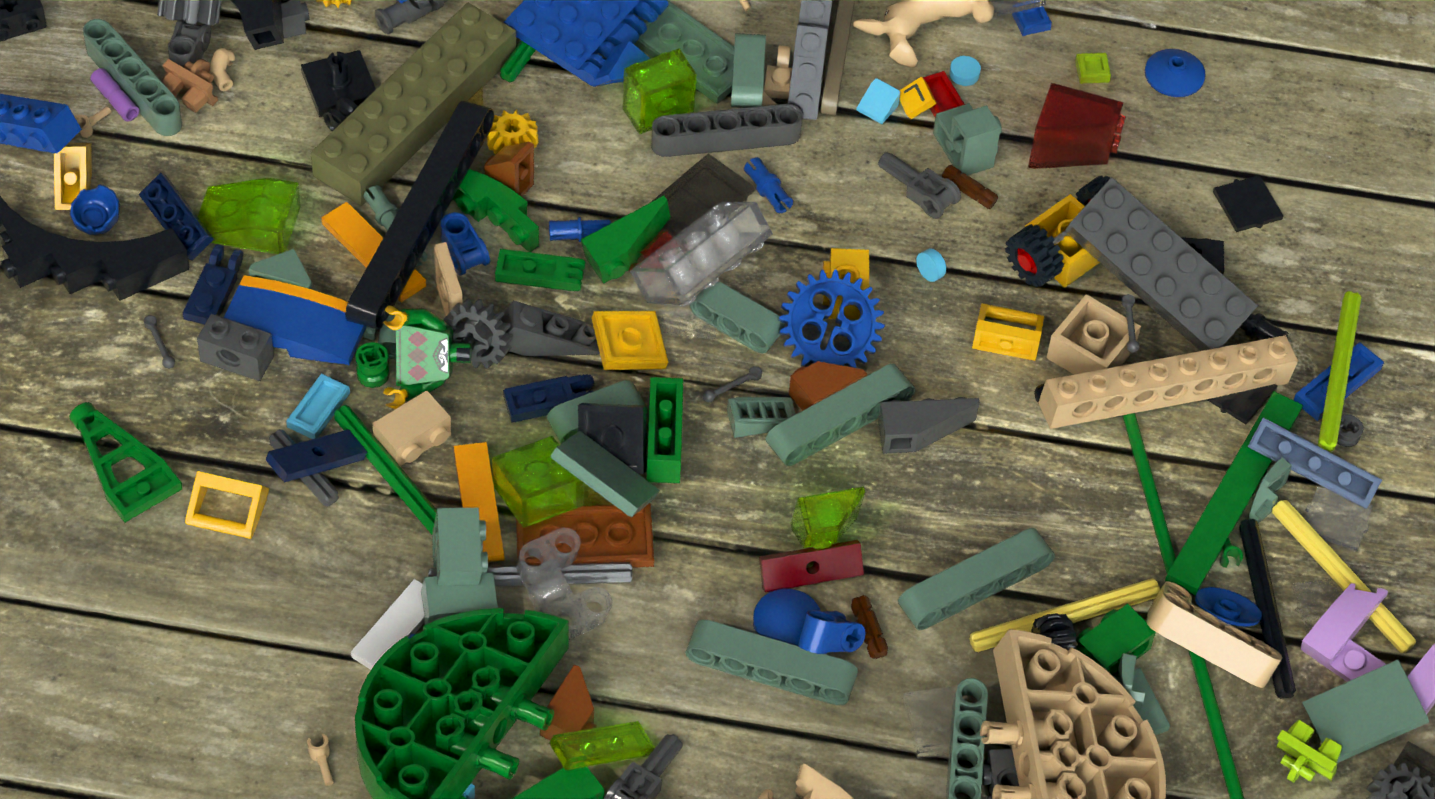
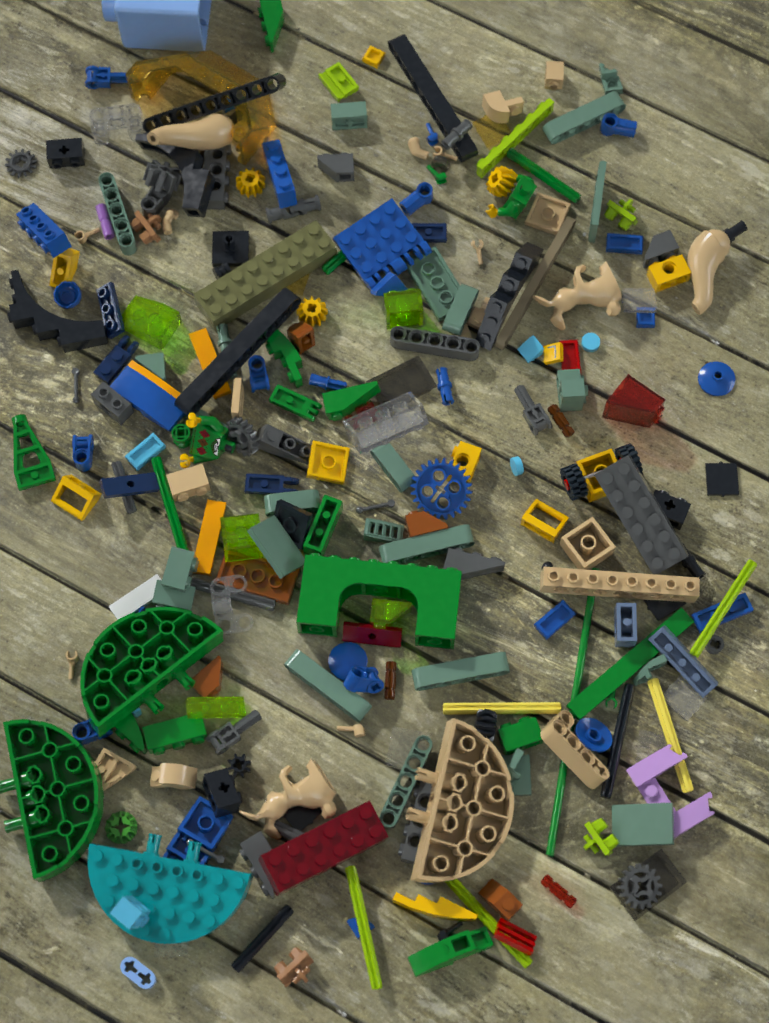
camera: 25 degrees right, 15 degrees up
(213, 434) = (83, 448): none -> blue piece
(718, 497) = (332, 580): none -> green arch
(849, 713) = (359, 730): none -> tan hand
(1088, 465) = (554, 619): none -> blue tile
(1092, 68) = (668, 362): lime tile -> none
(1128, 302) = (614, 529): dark grey hinge -> none
(1204, 436) = (625, 625): none -> sand blue brick

